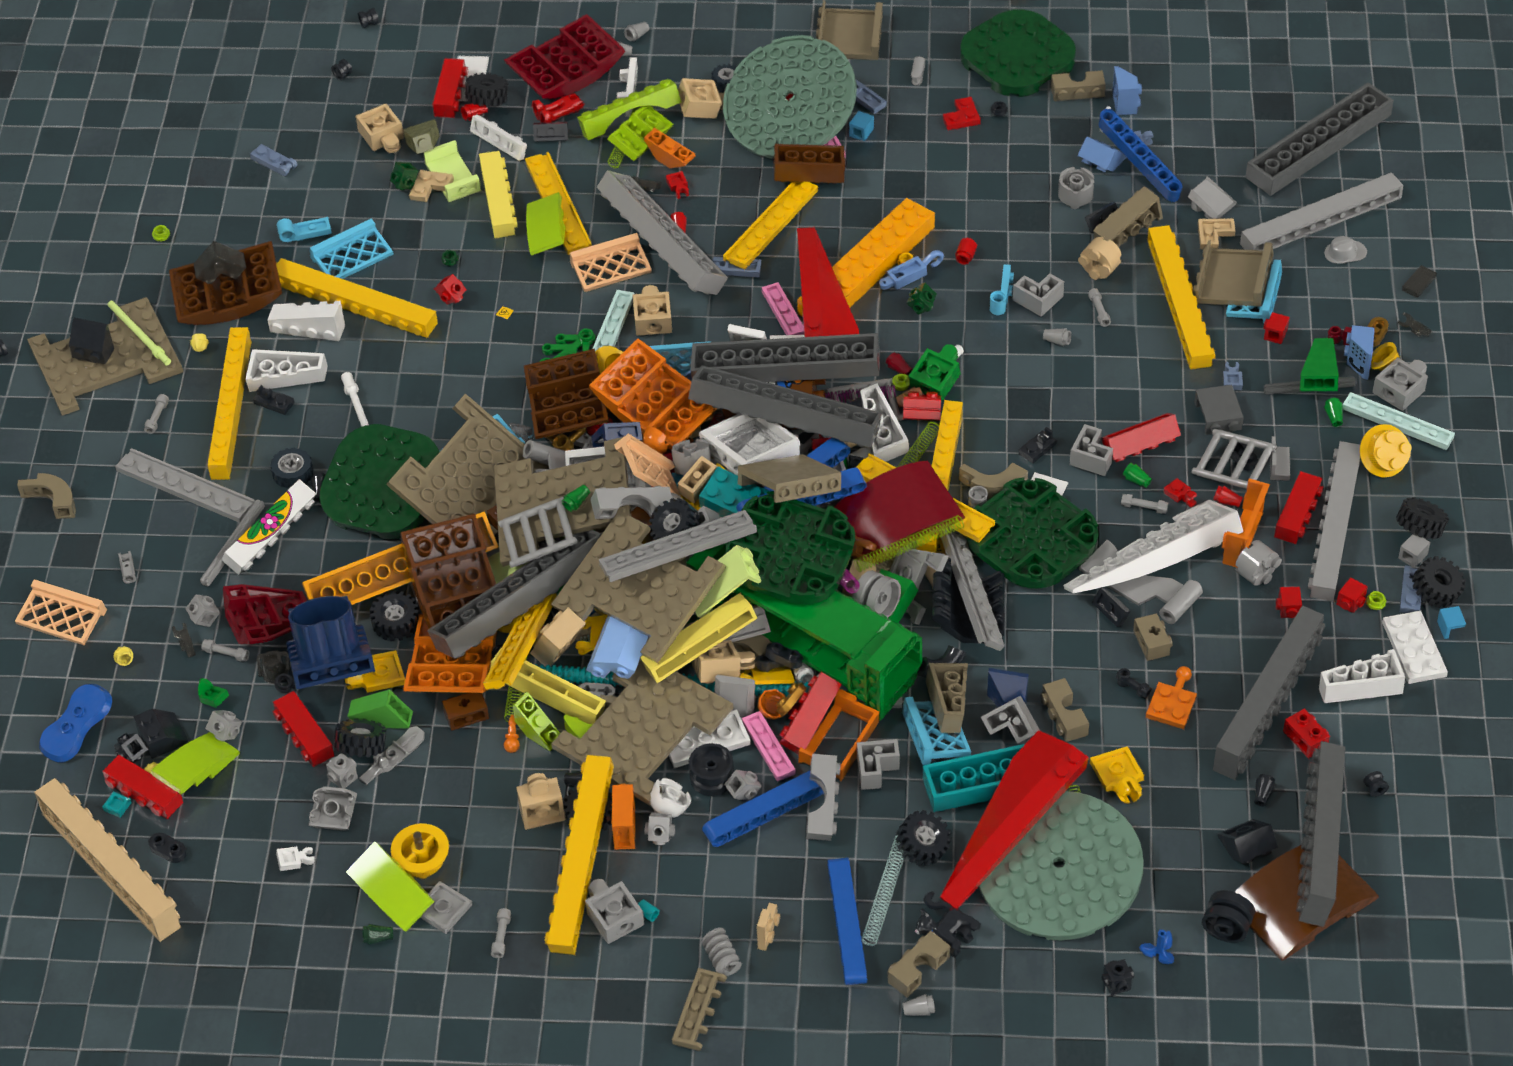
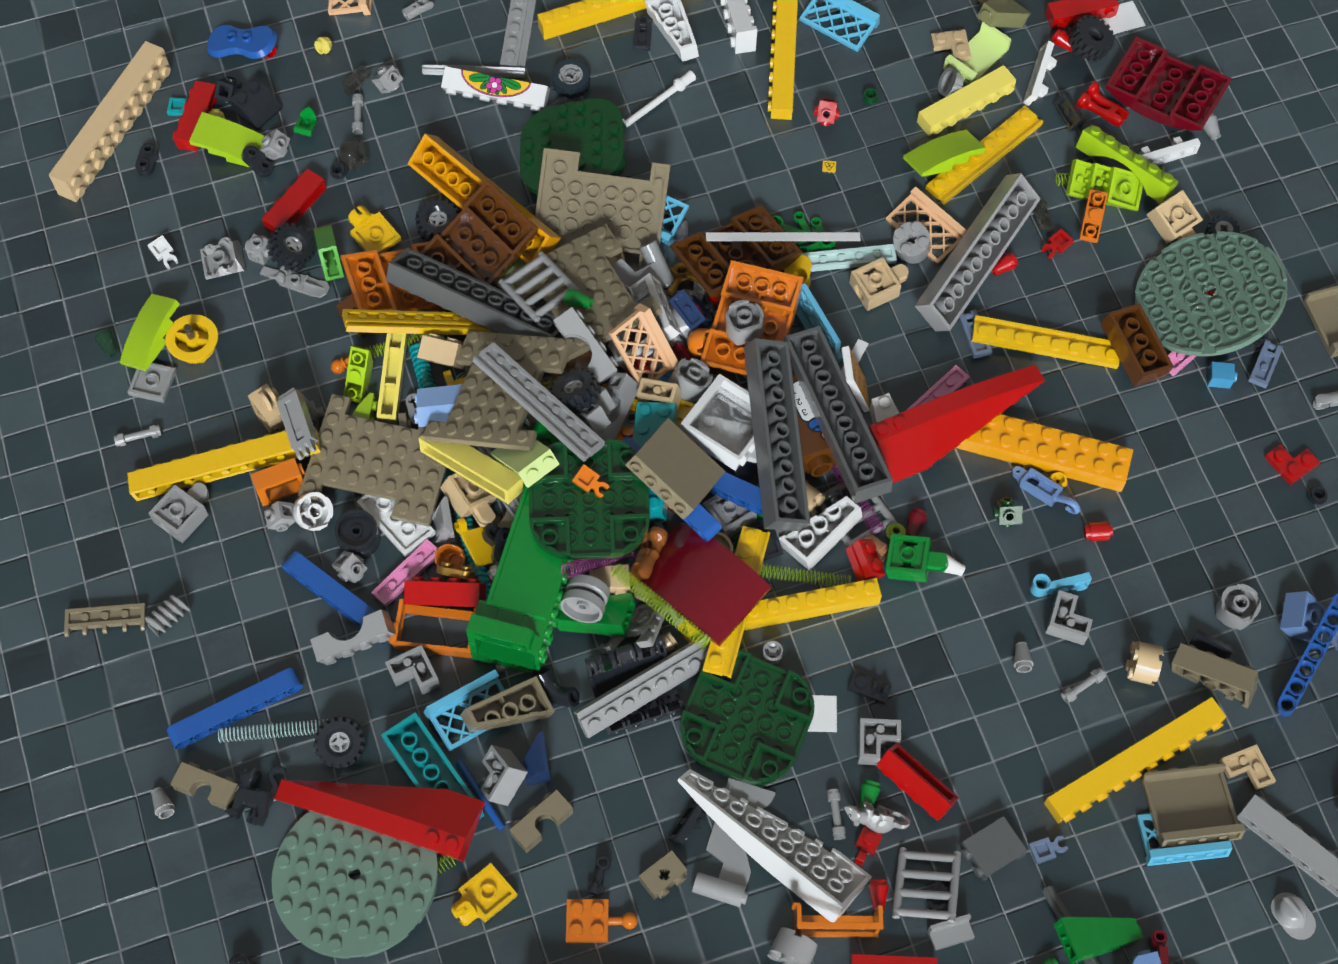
camera: 65 degrees right, 15 degrees up
(233, 747) = (256, 161): none -> black plate
(259, 612) = (399, 122): dark red wedge -> none
(327, 642) = (370, 180): dark blue hose -> none
(403, 175) = (948, 18): dark green brick -> none
(473, 196) = (950, 82): none -> light grey piece
(569, 358) = (783, 236): none -> white sticker
(582, 762) = (296, 413): none -> light grey hinge
(624, 273) = (909, 233): none -> light grey brick
(635, 31) = (1243, 130): light grey cone -> none
(649, 911) = (195, 540): teal hinge -> none
(660, 394) = (744, 322): none -> light grey brick
(768, 919) = (197, 643): tan plate -> none
(776, 537) = (588, 479): none -> orange plate
(991, 483) = (794, 661): dark tan arch -> none
(1161, 474) = (879, 819): none -> light grey animal
(1210, 199) = (1295, 749): light grey slope -> none
(1276, 328) = (1138, 873): red brick -> none

